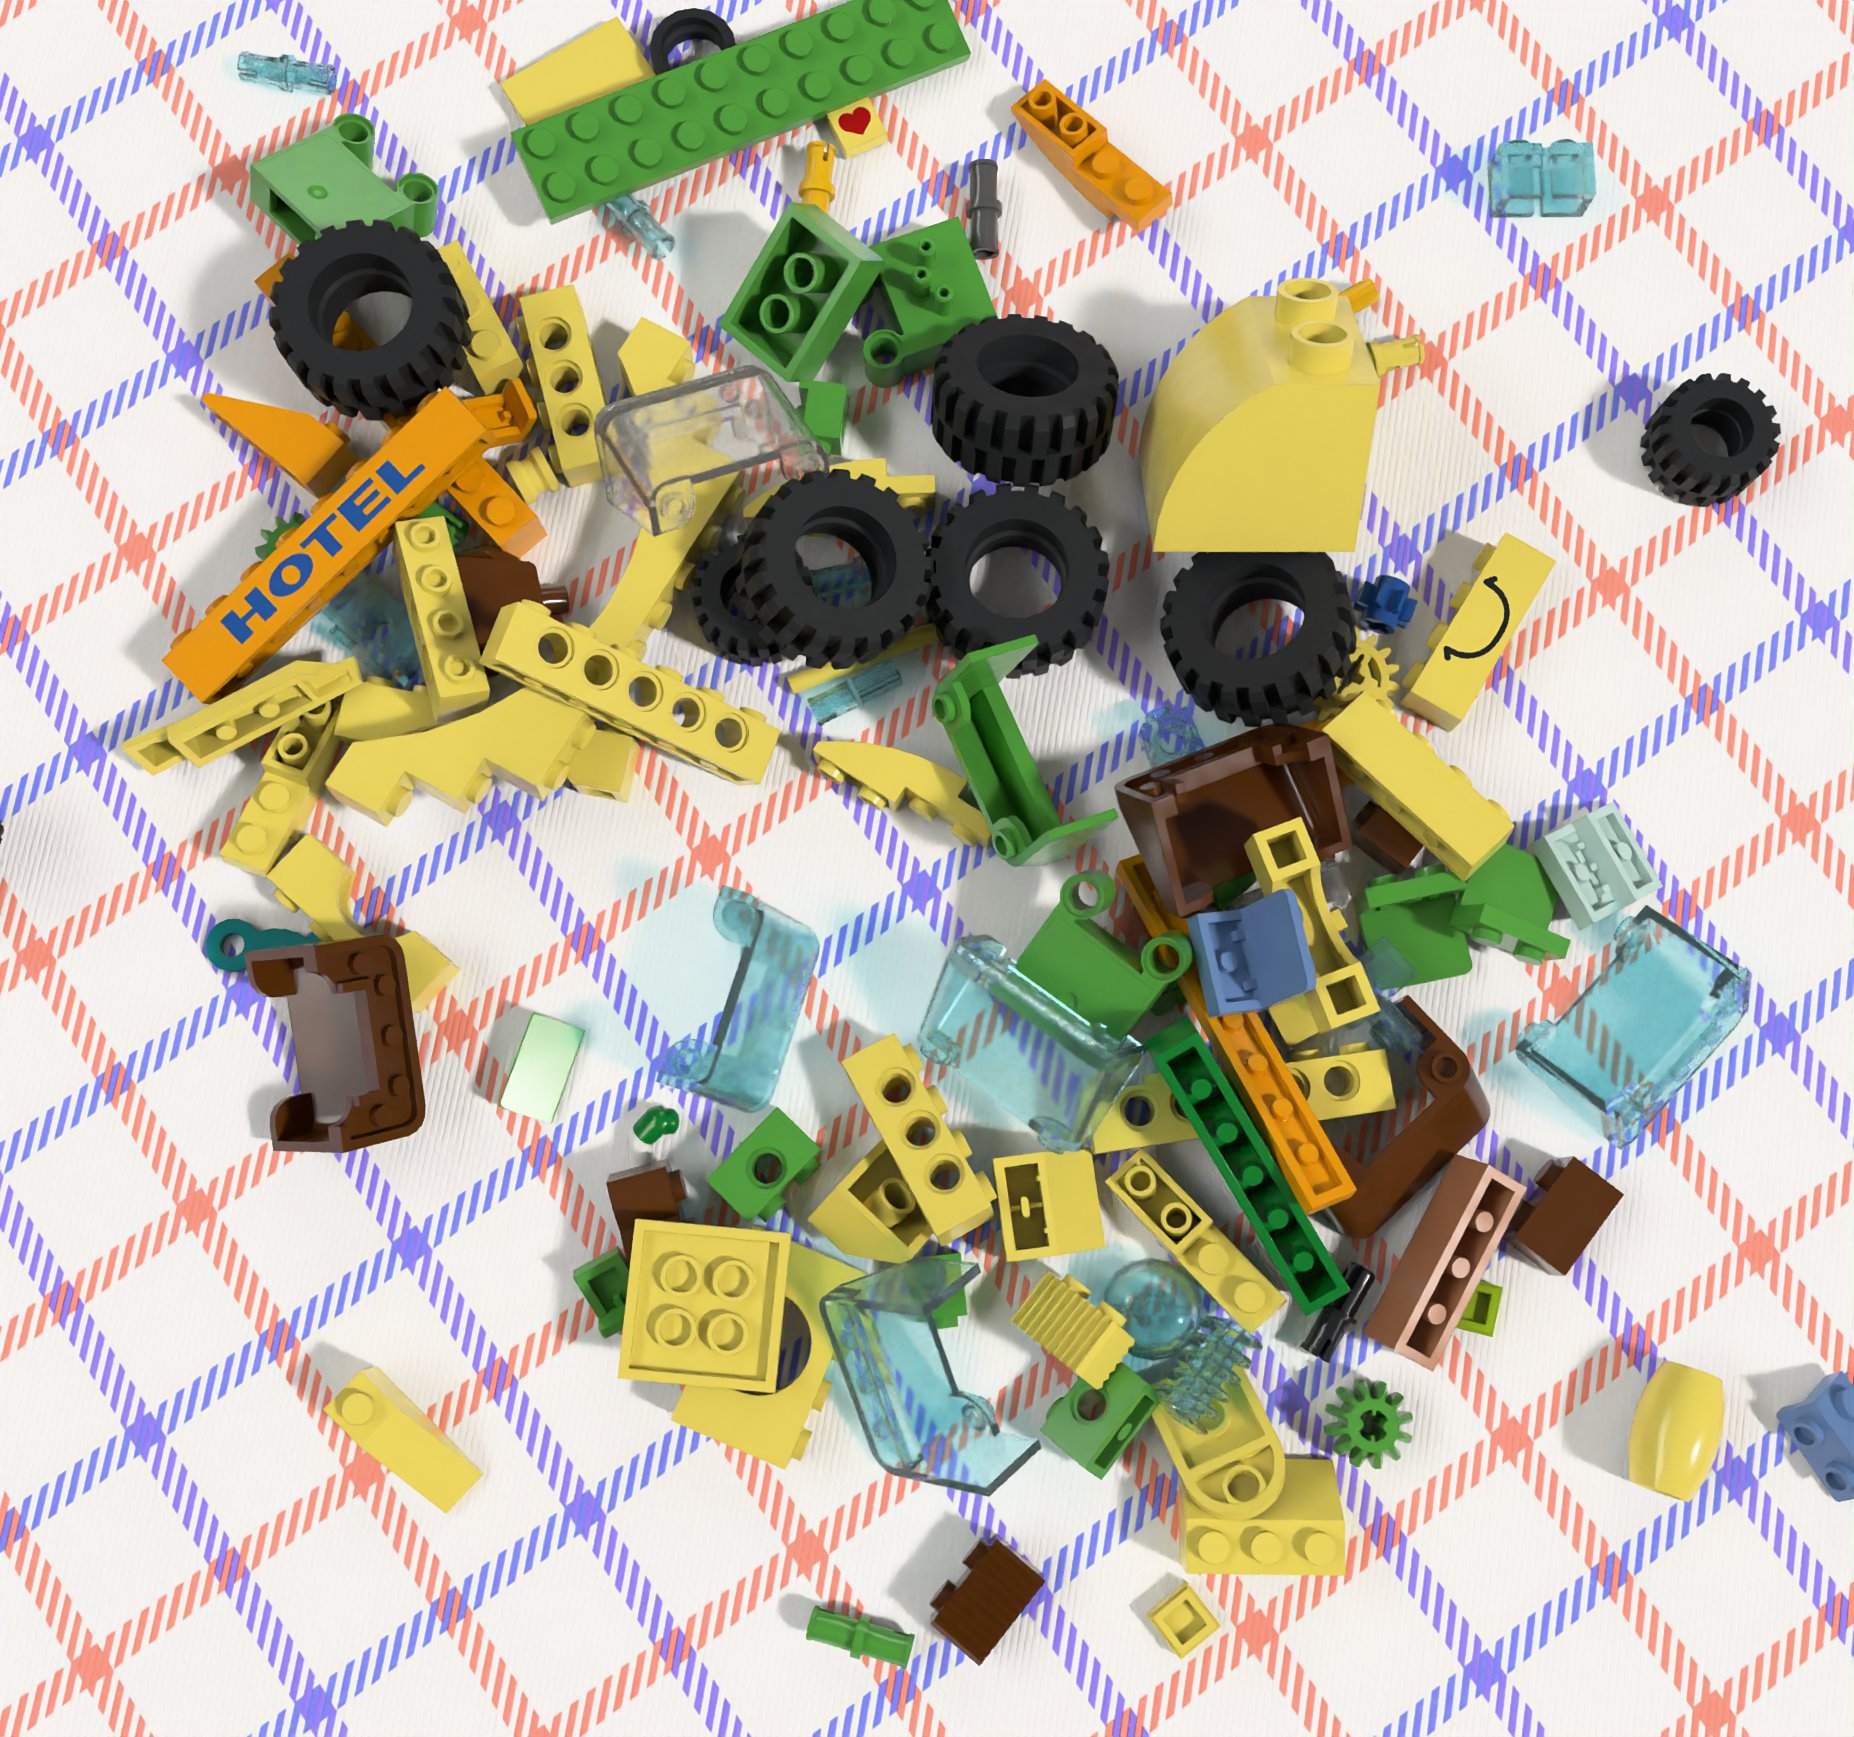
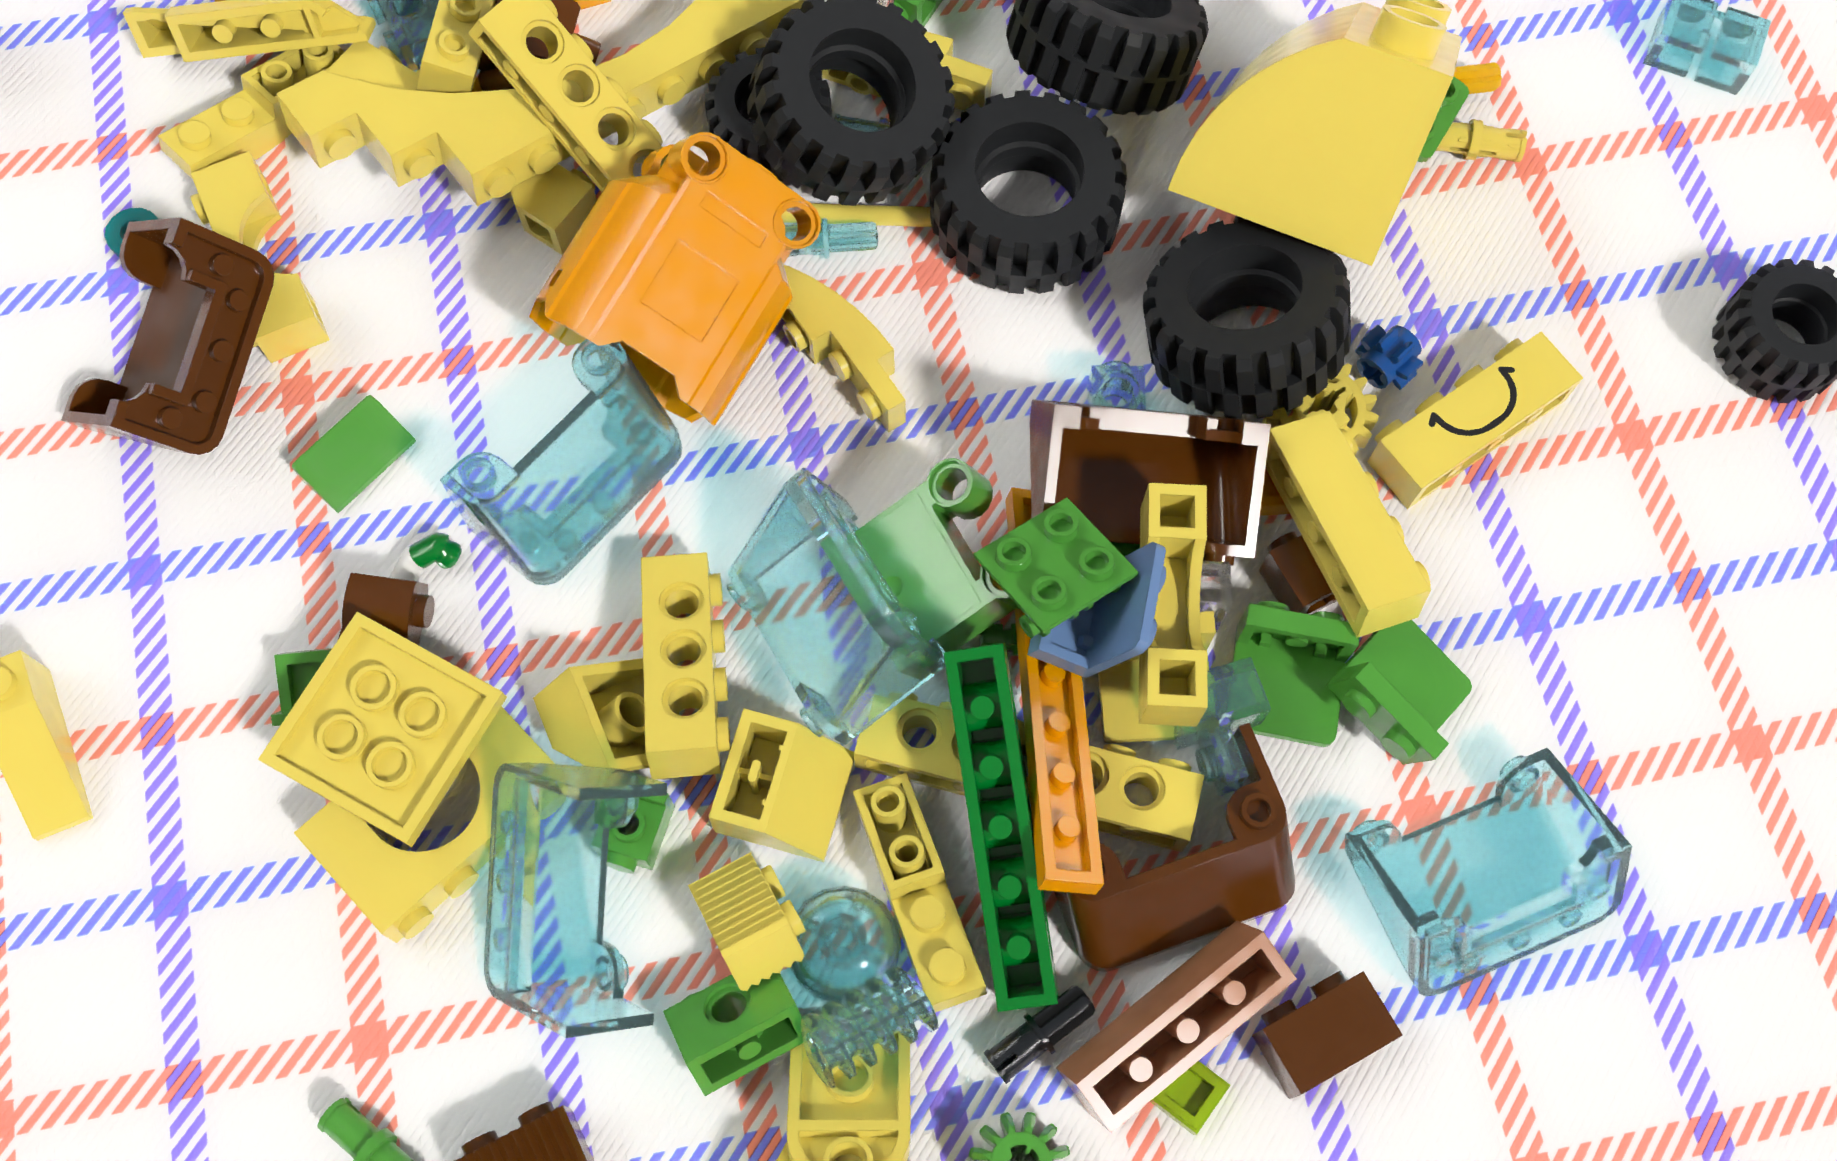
camera: 20 degrees right, 10 degrees down
(736, 1175) = (489, 625): bright green brick -> none
(767, 805) = (682, 272): none -> light orange piece
(999, 763) = (930, 331): bright green windscreen -> none
(1207, 941) = (1055, 567): none -> bright green hinge
(1596, 865) = (1509, 694): light aqua slope -> none

